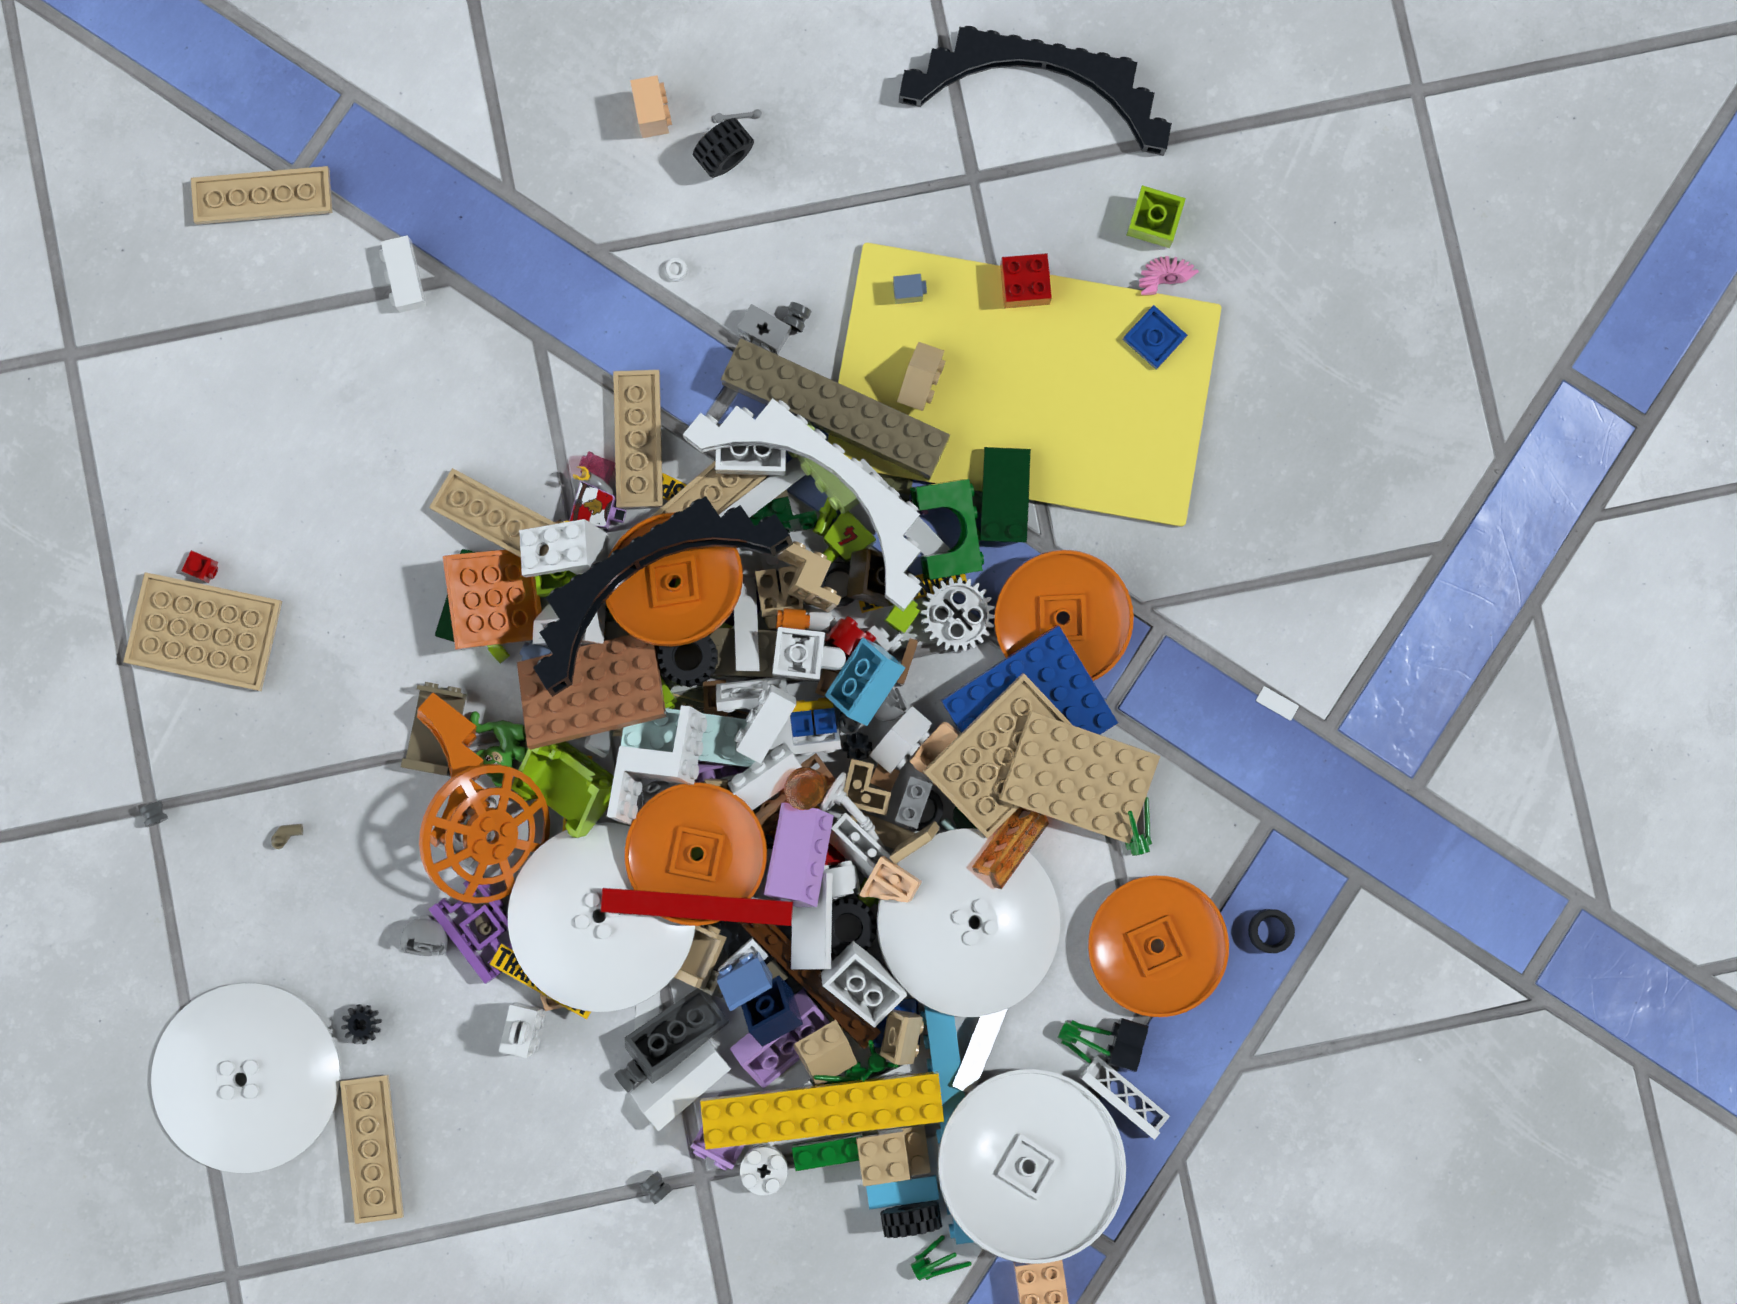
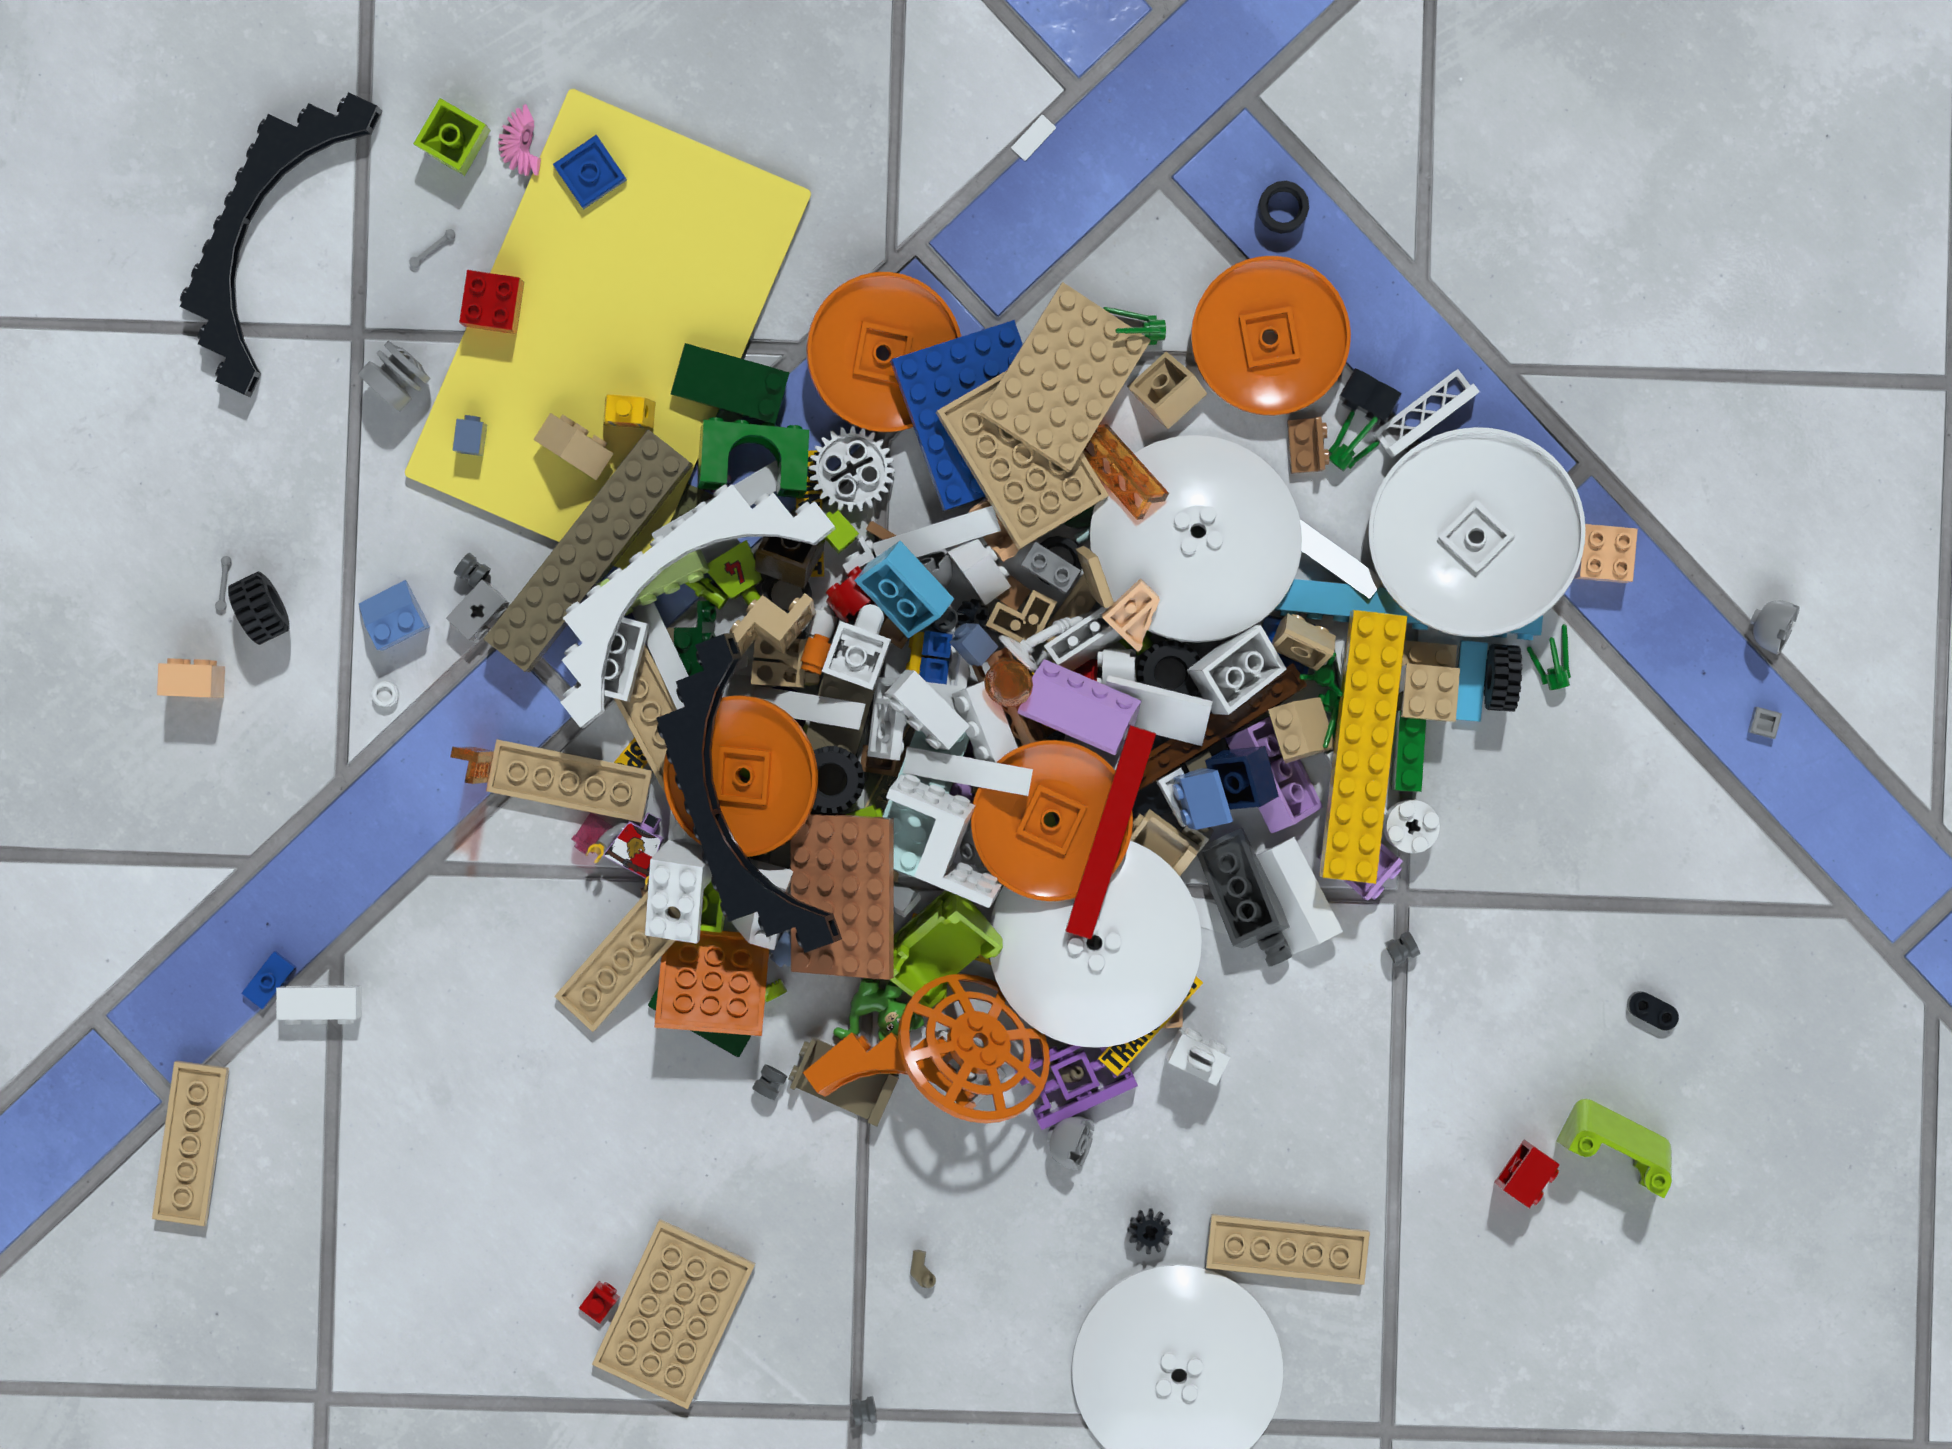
camera: 75 degrees left, 5 degrees up
(416, 228) = (268, 978): none -> blue plate
(419, 667) = (769, 1082): none -> dark grey wheel
(633, 357) = (478, 765): none -> clear orange fence
(721, 771) = (967, 771): none -> white sticker
(742, 260) = (393, 616): none -> medium blue slope
(832, 751) = (973, 644): none -> sand blue brick
(921, 705) = (945, 533): none -> white sticker
(944, 214) = (394, 375): none -> light grey wheel
(961, 416) = (629, 411): none -> yellow torso
(1044, 211) = (416, 261): none -> light grey hinge
(1072, 1000) = (1307, 445): none -> medium nougat bracket
(1090, 868) = (1167, 390): none -> tan slope

